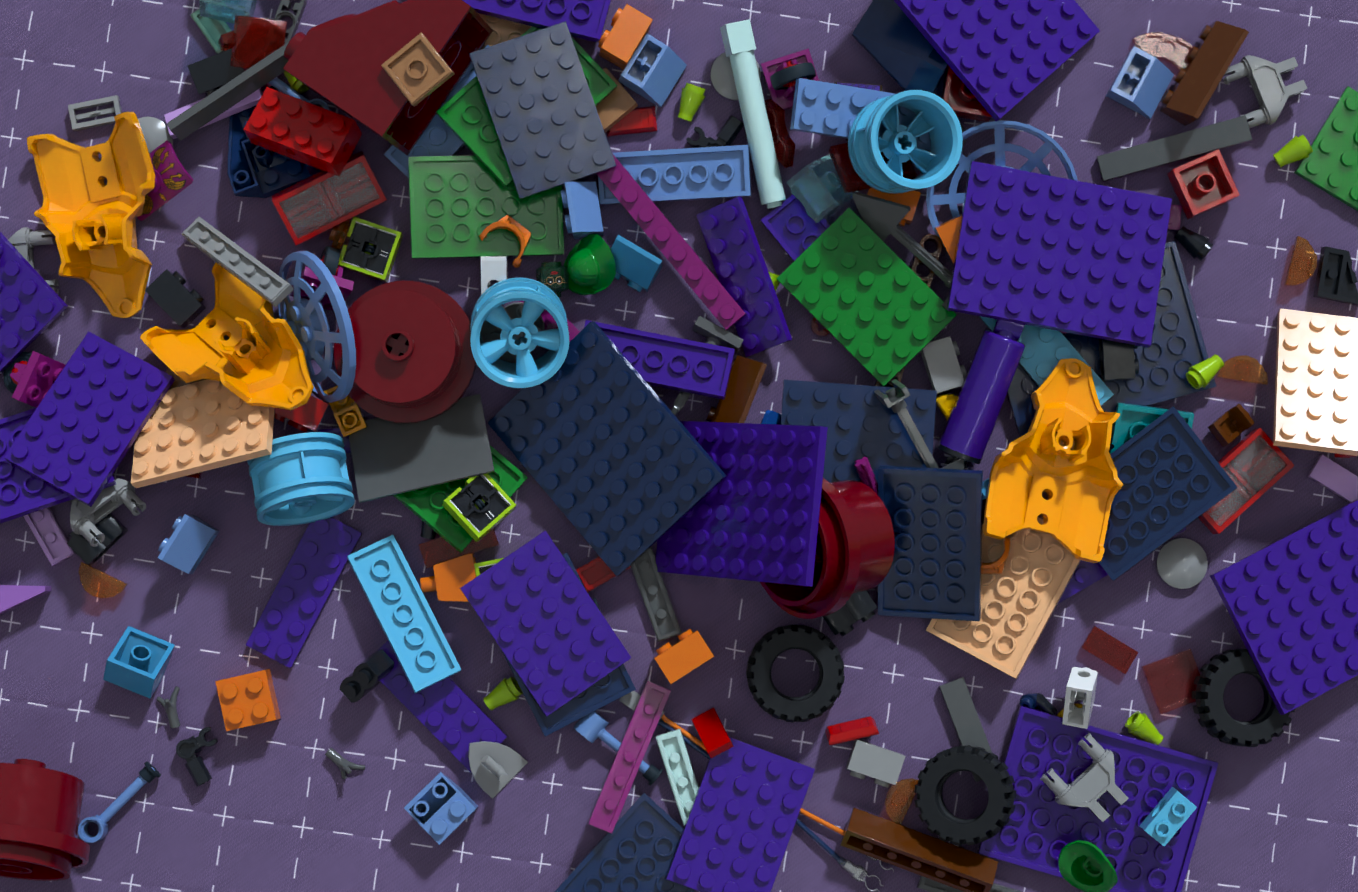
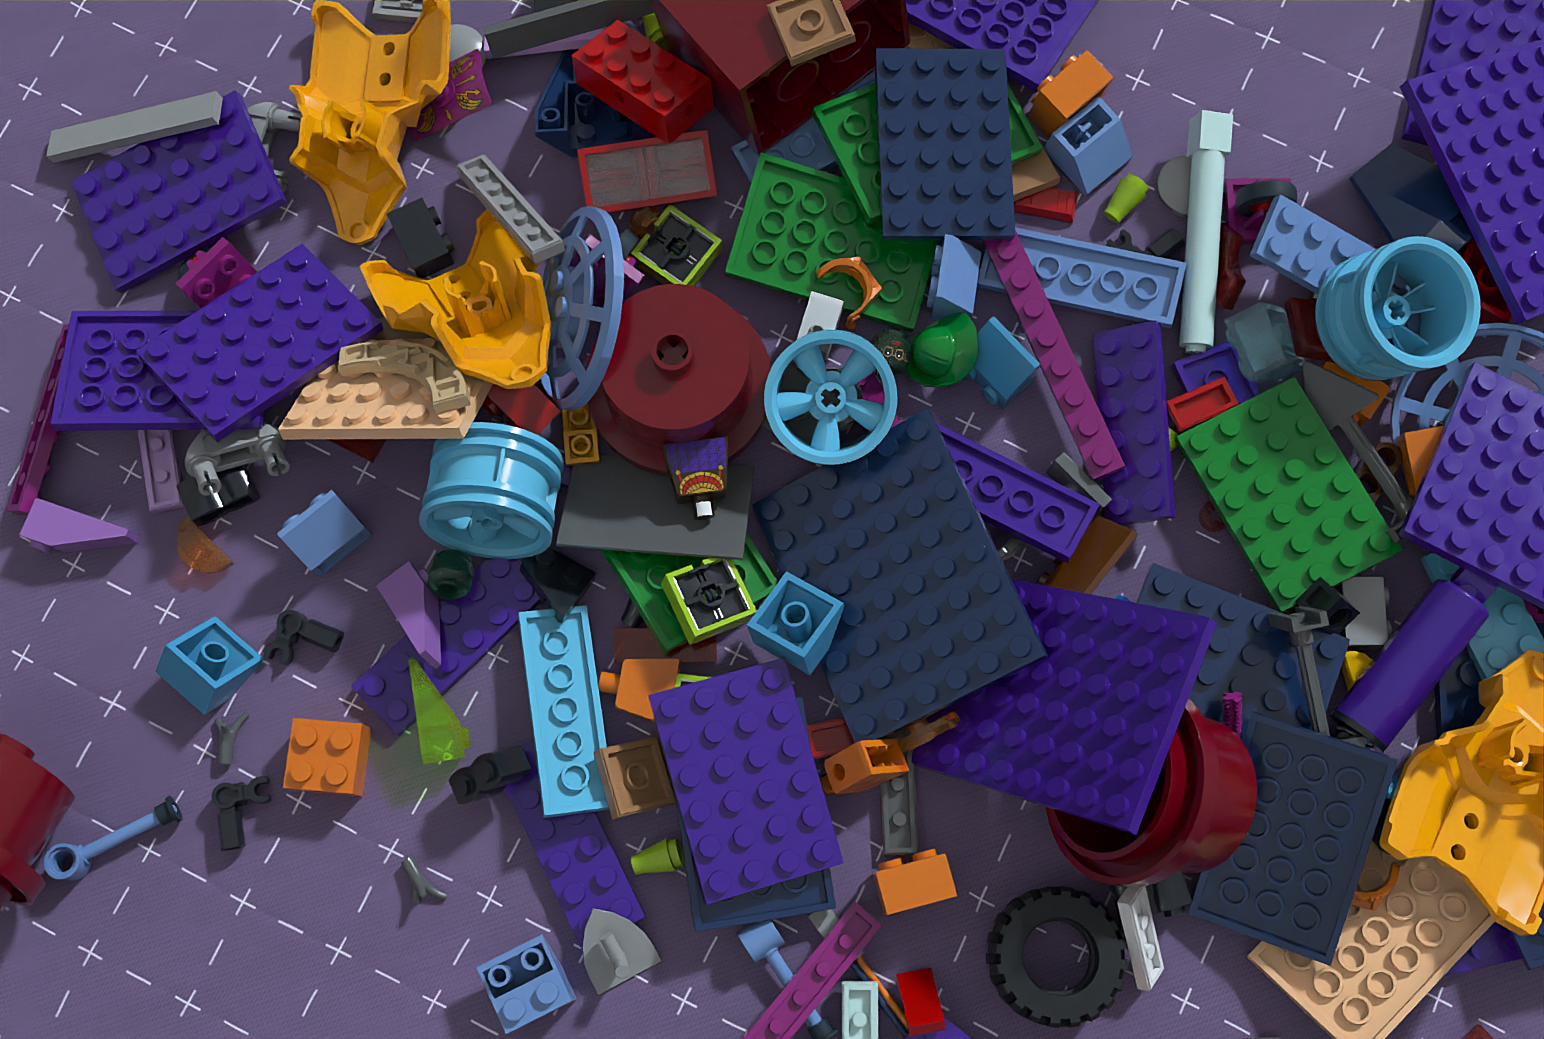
camera: 20 degrees right, 10 degrees down
(189, 613) = (294, 624): none -> black bar
(211, 403) = (413, 360): none -> tan tile
(273, 576) = (415, 609): none -> medium lavender slope
(289, 544) = (451, 574): none -> head
(317, 652) = (437, 723): none -> clear neon green slope
(366, 523) = (557, 580): none -> black wing
(442, 418) = (698, 473): none -> torso
(468, 644) = (634, 777): none -> medium nougat tile
(546, 503) = (796, 623): none -> dark azure slope
(617, 593) = (852, 767): none -> orange torso
(659, 550) = (924, 731): none -> clear orange plate
(788, 248) = (1201, 404): none -> red tile
(847, 642) = (1140, 936): none -> white tile
(914, 372) = (1327, 598): none -> black brick

